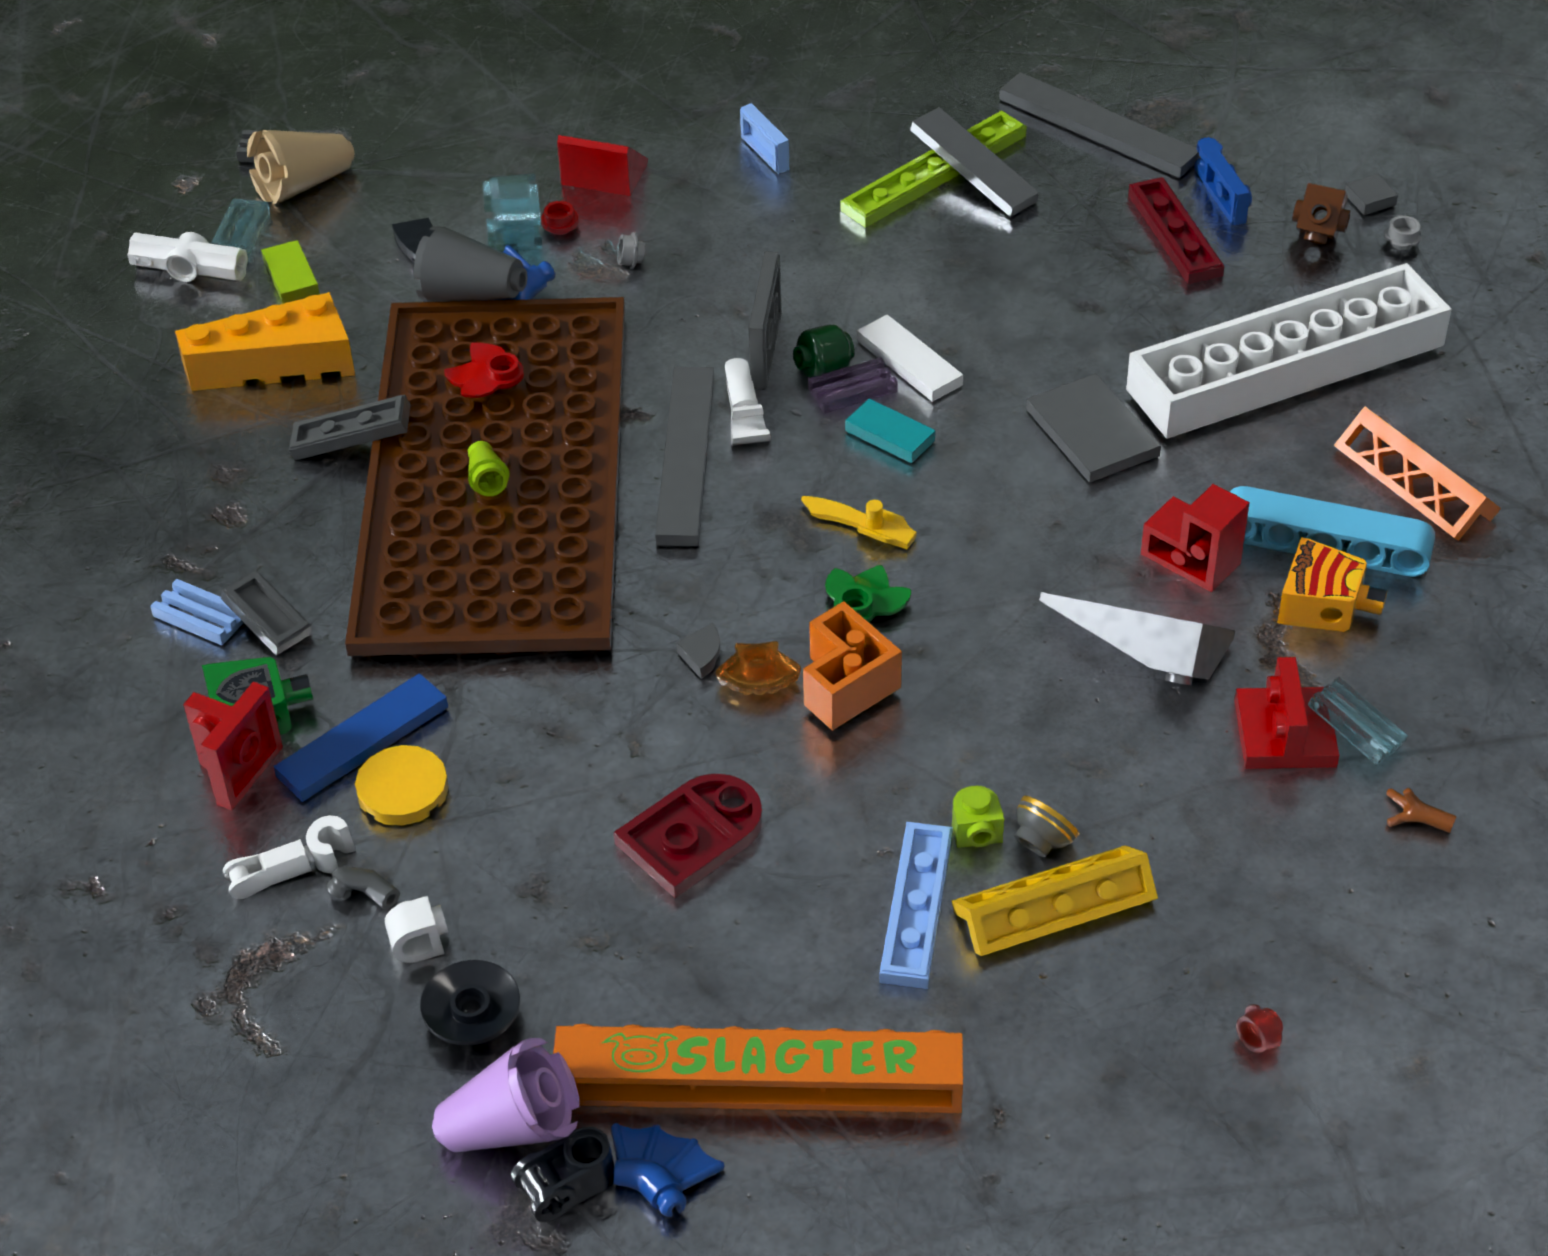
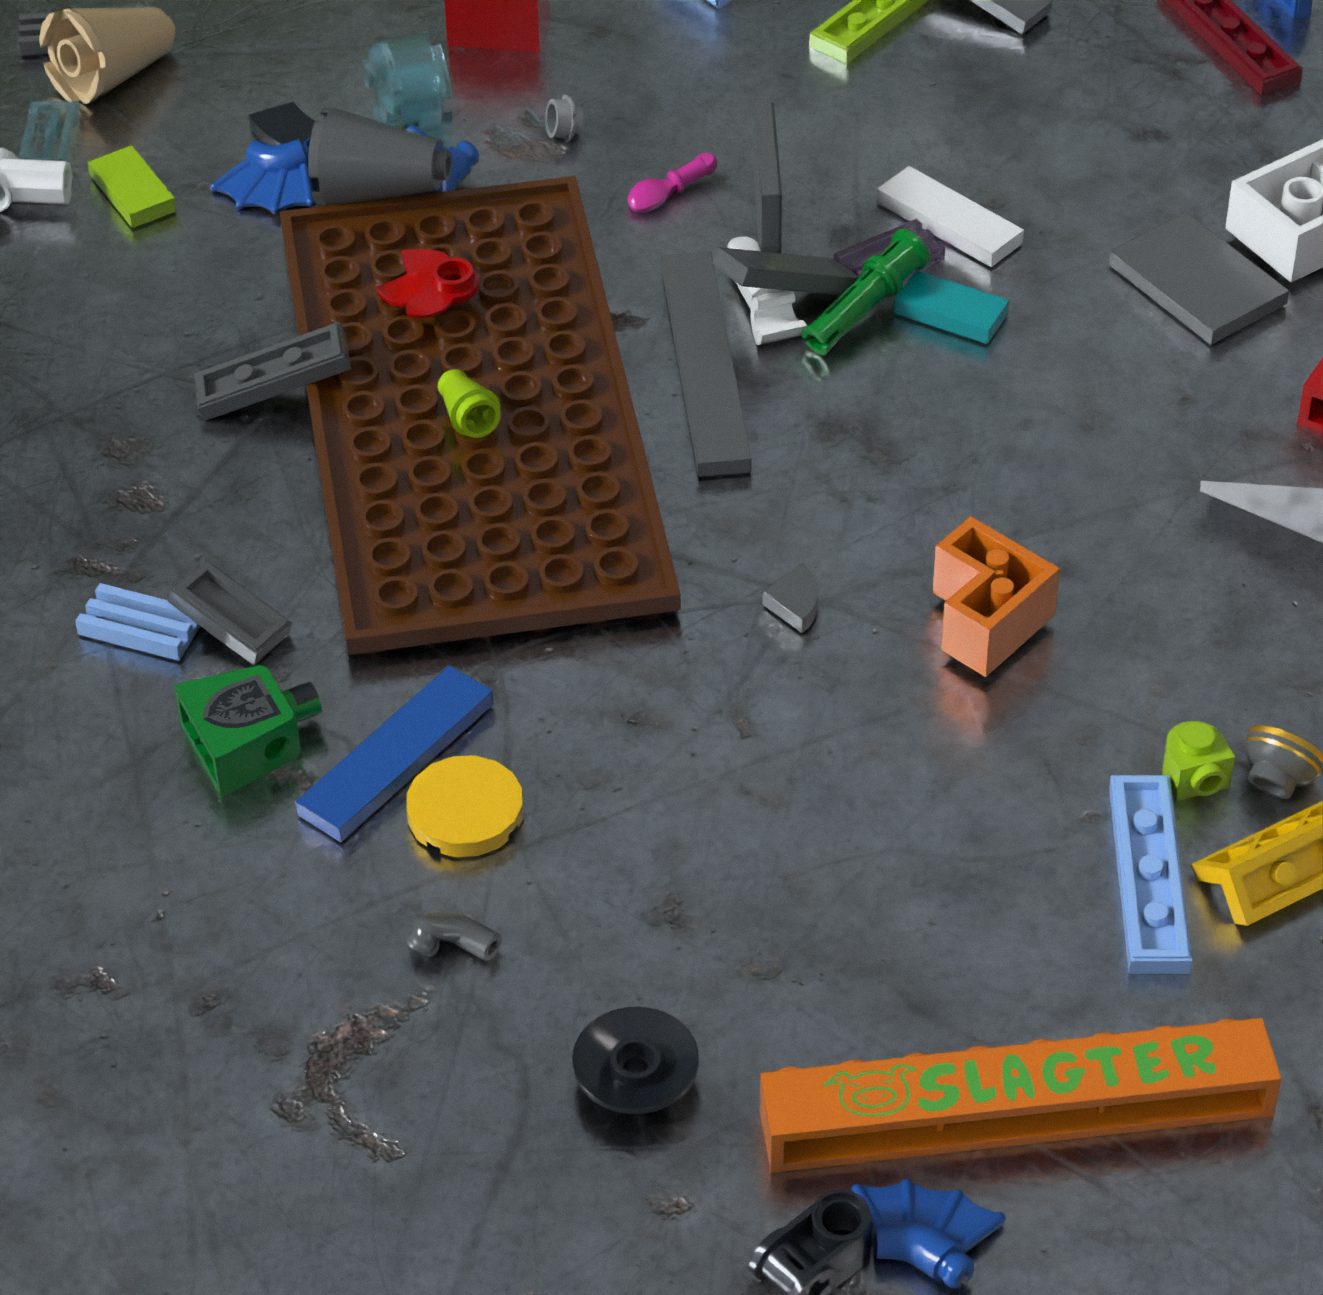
camera: 10 degrees left, 0 degrees up
(234, 740) = (240, 773): red bracket -> none
(260, 871) = (312, 935): white piece -> none
(267, 344) = (134, 279): light orange wedge -> none
(390, 276) = (270, 177): none -> blue arm
(415, 930) = (540, 980): white plate -> none
(511, 1102) = (729, 1175): lavender cone -> none
(559, 218) = (466, 86): red plate -> none
(682, 316) = (654, 192): none -> dark pink piece
(692, 831) = (845, 822): dark red tile -> none
(758, 669) = (873, 613): clear orange animal -> none
(762, 390) = (784, 271): none -> dark grey tile
(823, 350) = (844, 217): dark green head -> none
(836, 402) = (880, 278): none -> green pin
(867, 592) = (981, 499): green plate -> none
(875, 523) = (966, 420): yellow piece -> none

